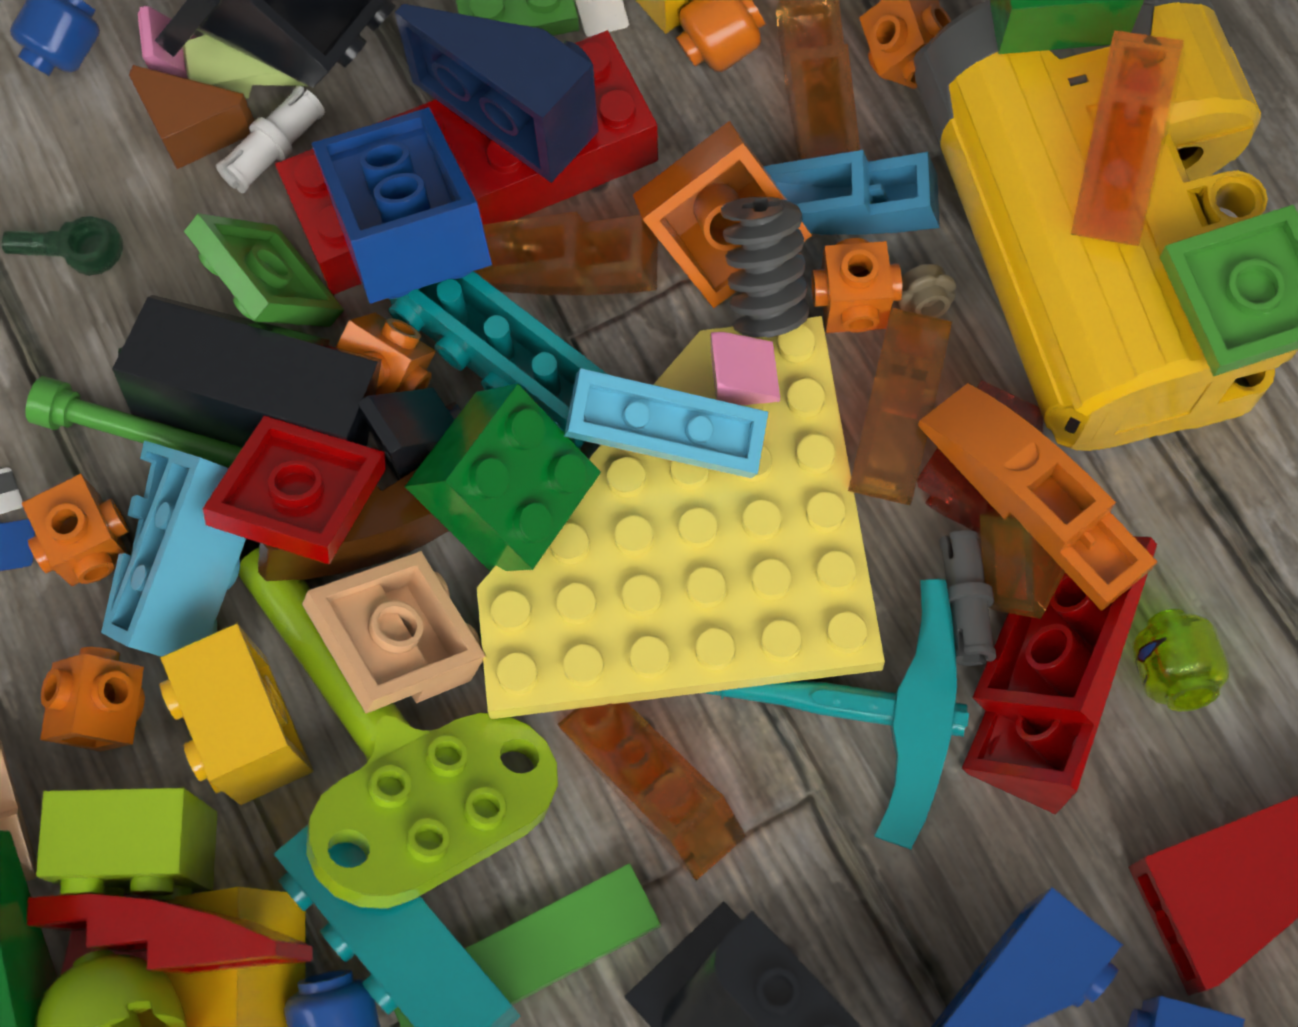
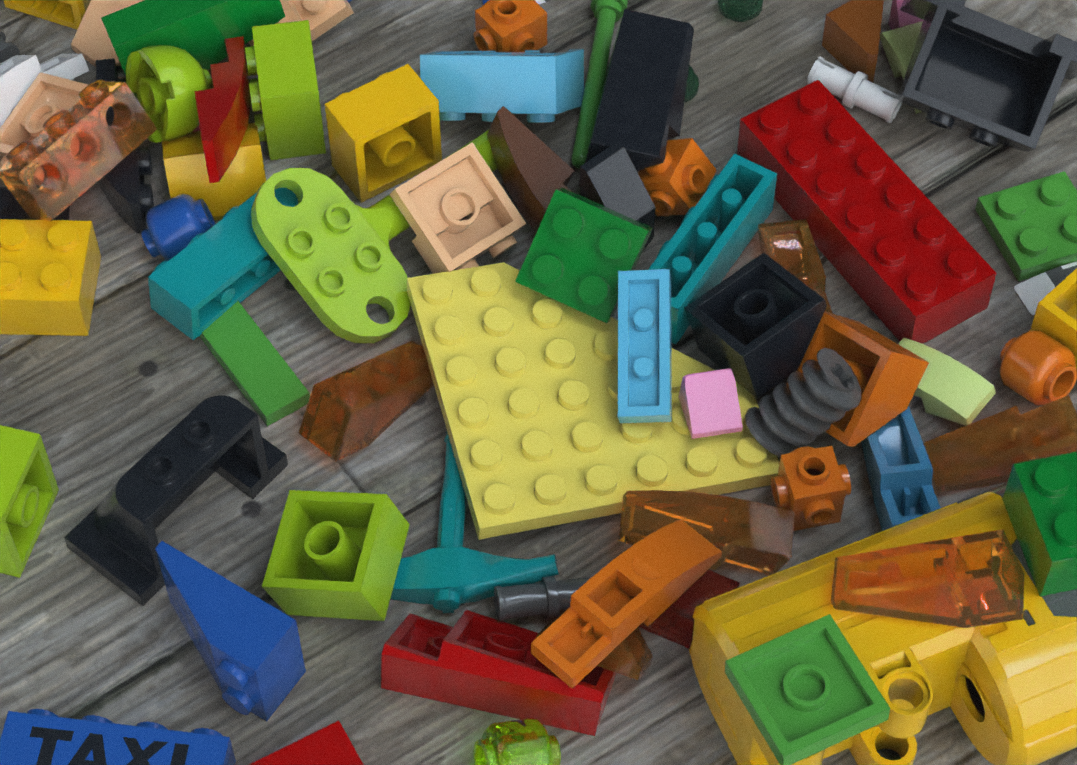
camera: 80 degrees right, 15 degrees down
(92, 700) = (387, 38): orange brick -> none
(262, 271) = (727, 87): bright green plate -> none
(295, 489) = (544, 118): red plate -> none
(402, 205) = (786, 144): blue slope -> none
(505, 82) = (890, 190): dark blue slope -> none
(635, 294) = (757, 323): none -> black slope
(735, 103) = (949, 386): none -> yellowish green slope
(909, 843) = (336, 555): none -> lime brick
(927, 291) = (818, 540): dark tan plate -> none

